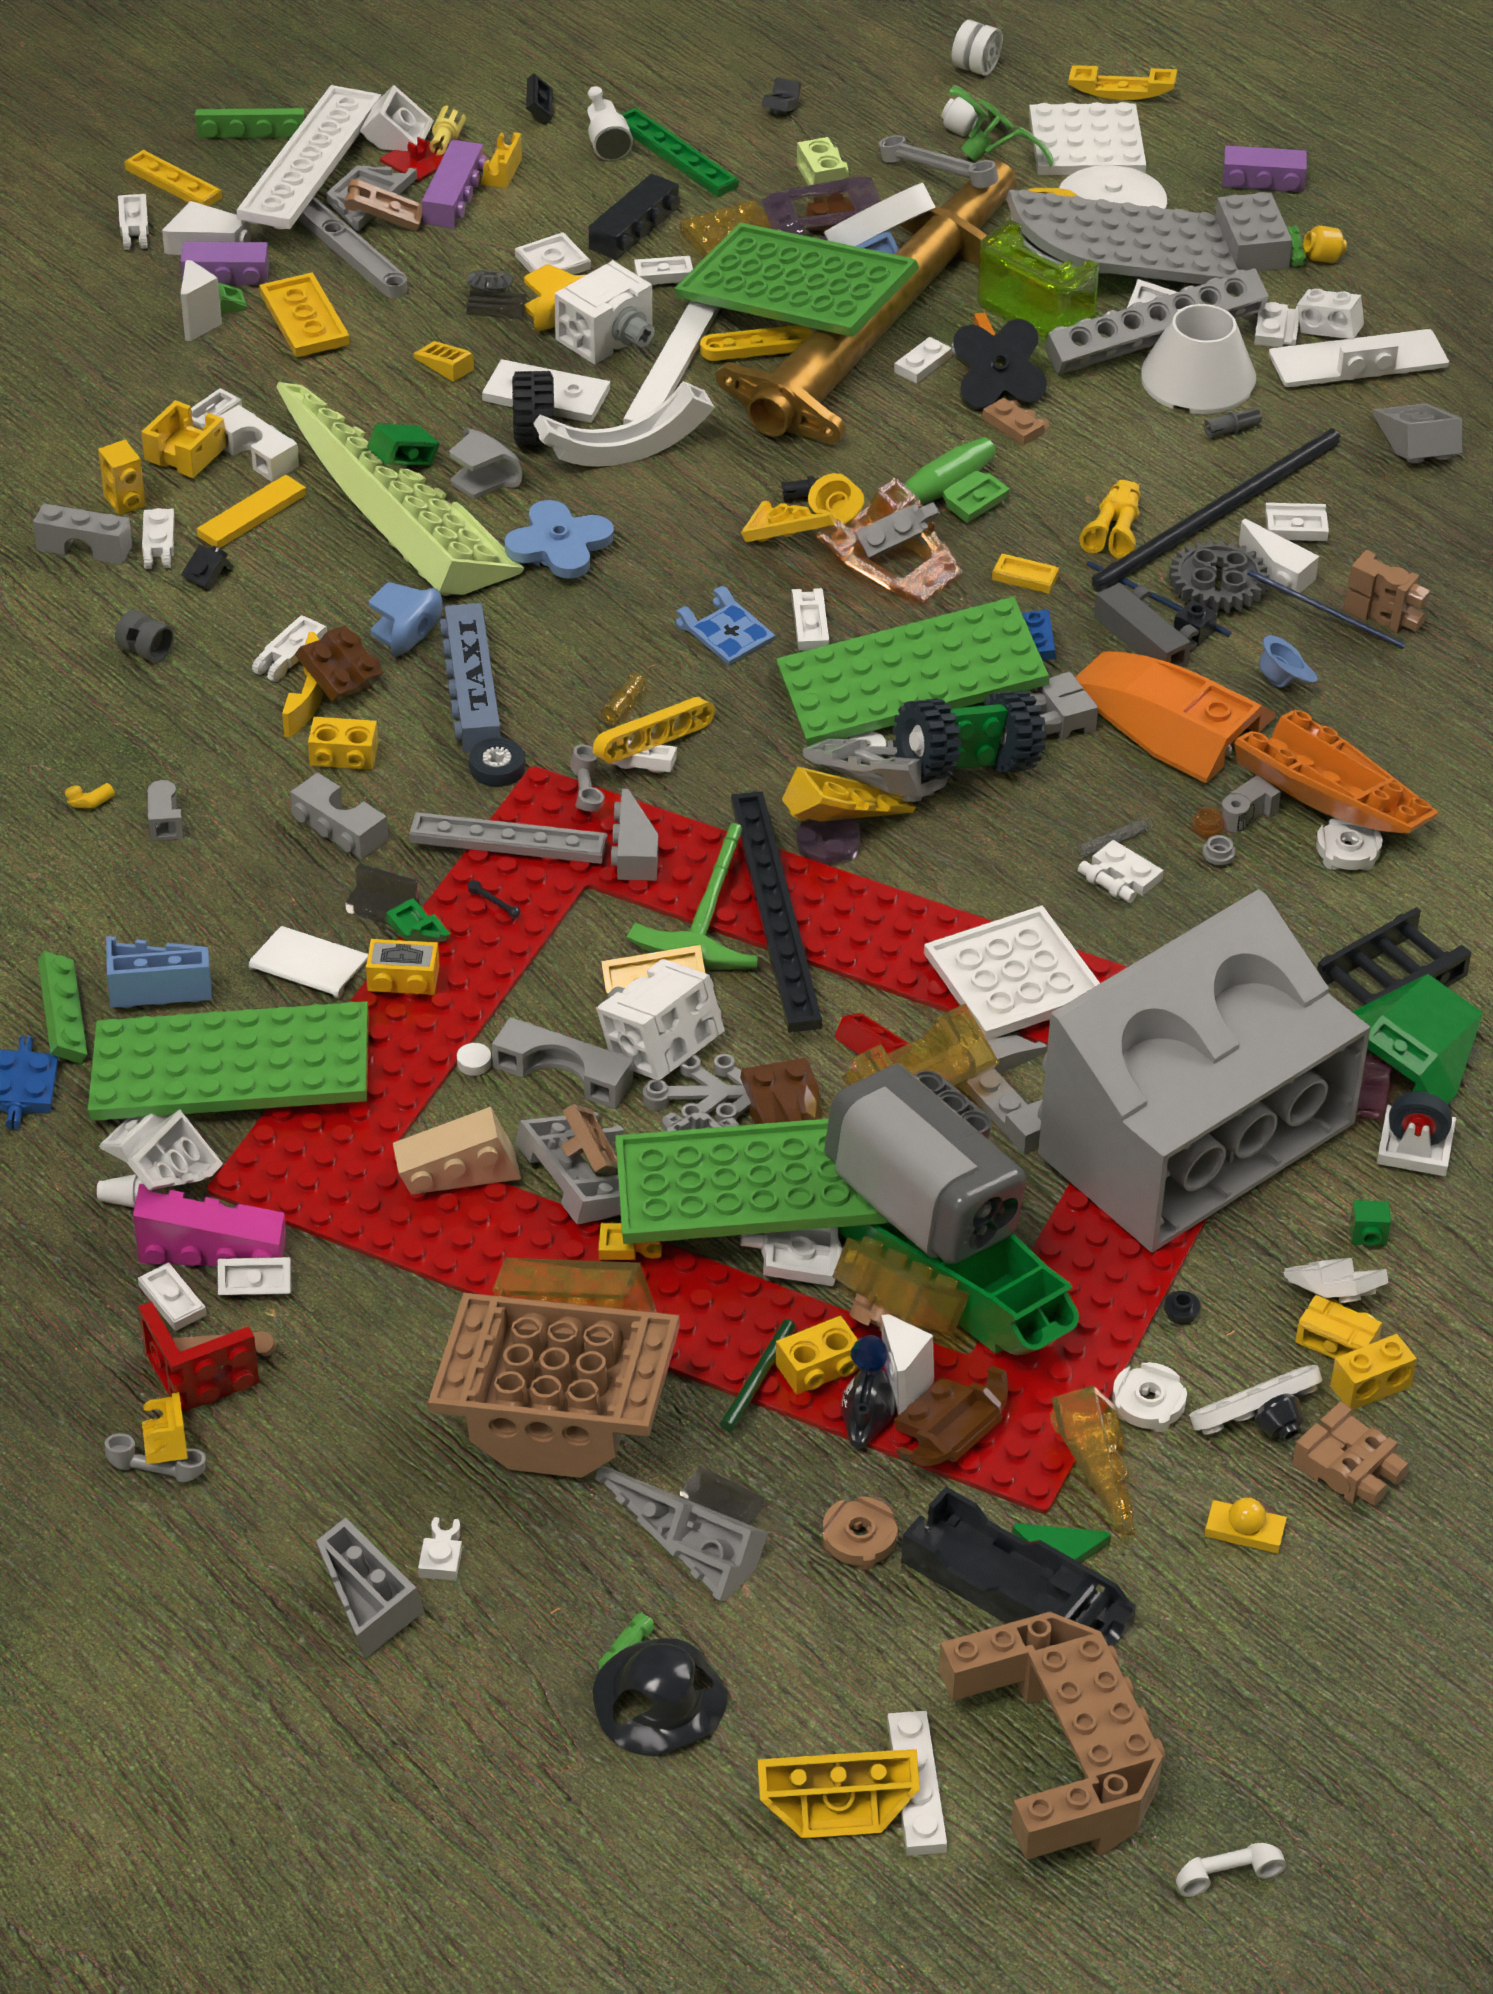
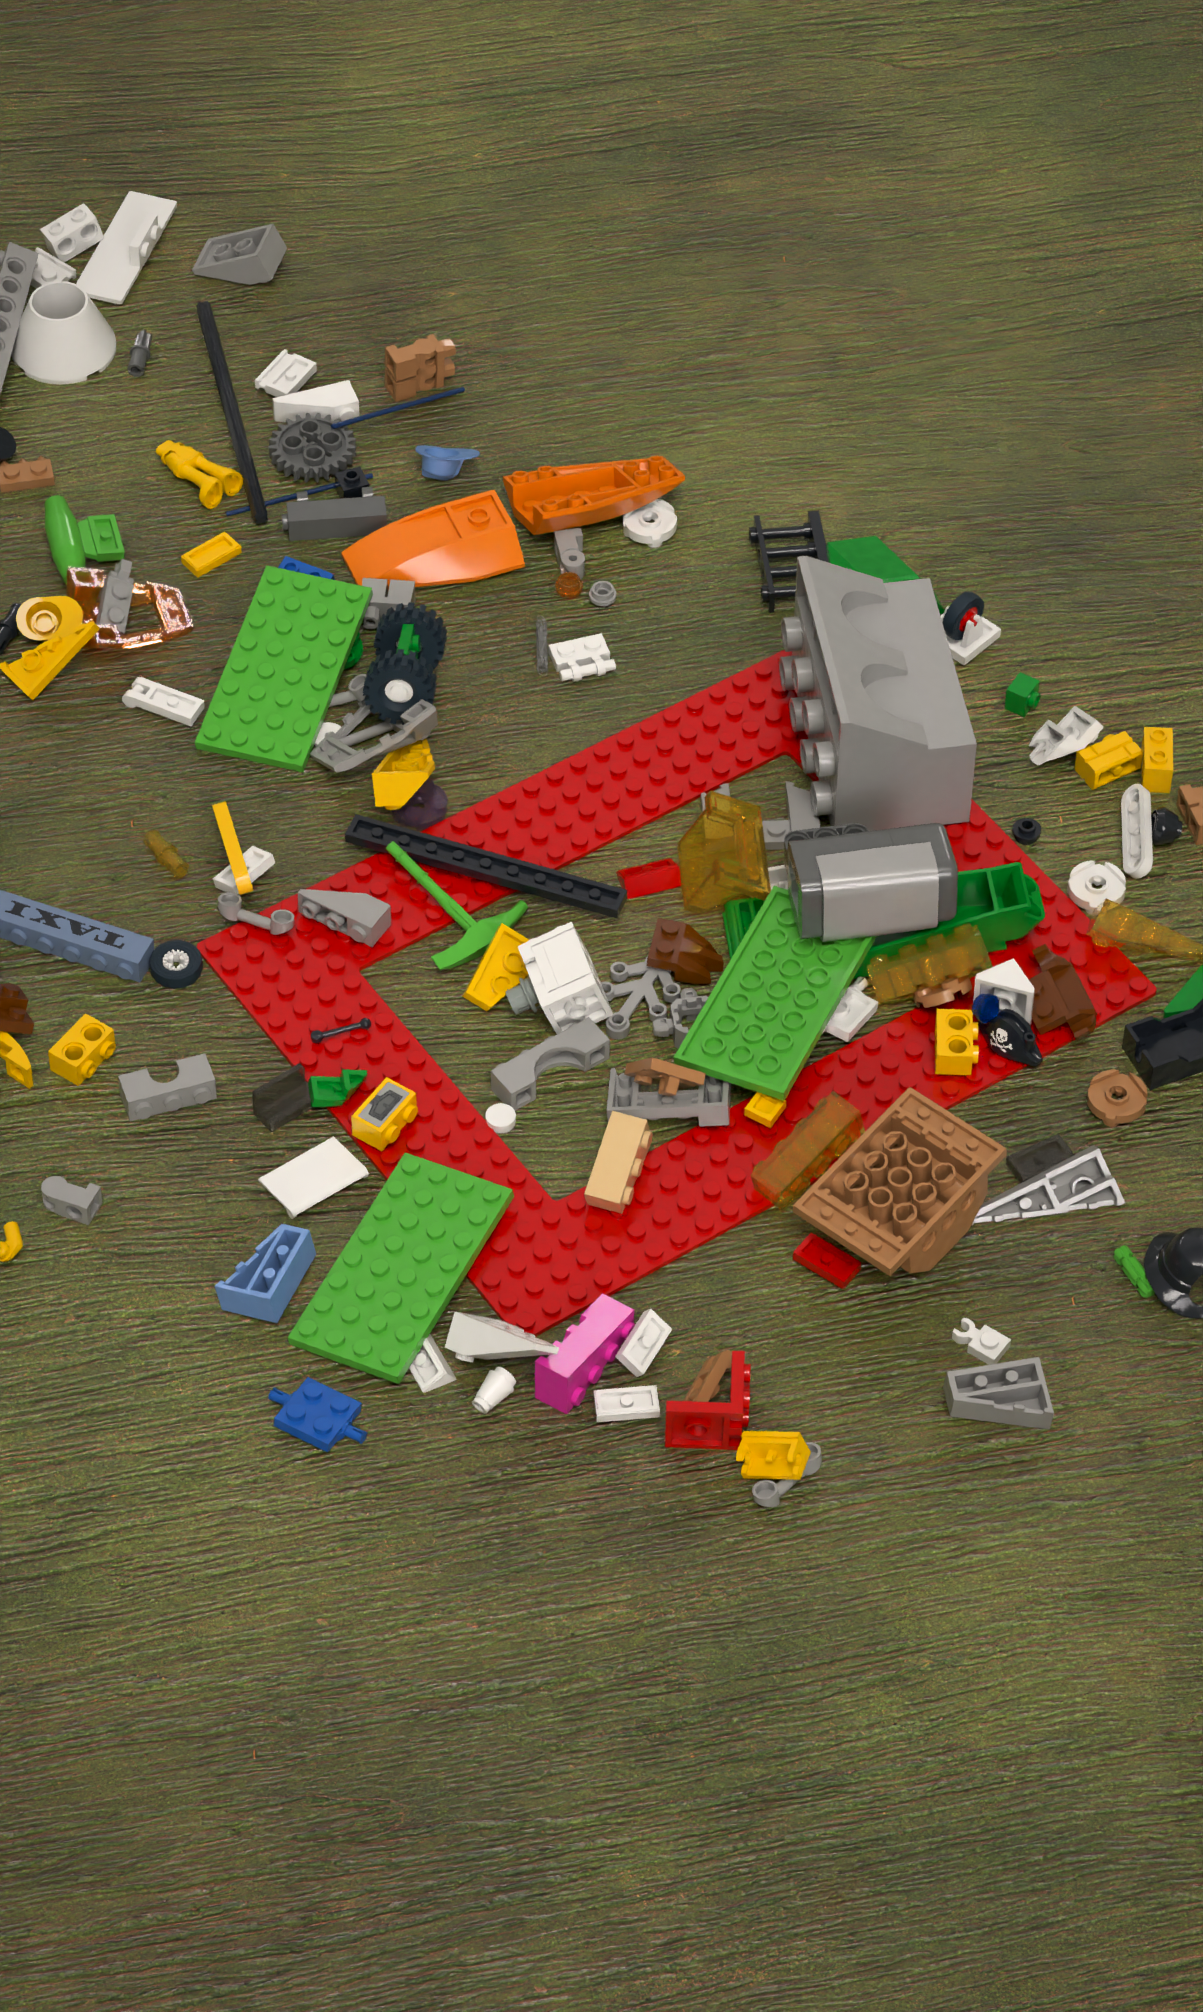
camera: 60 degrees left, 5 degrees up
(62, 1007) = (264, 1355): bright green plate -> none
(508, 837) = (277, 992): light grey tile -> none
(728, 631) = (129, 757): medium blue flag -> none
(755, 1378) = (943, 1086): dark green bar -> none
(1011, 970) = (653, 762): white plate -> none

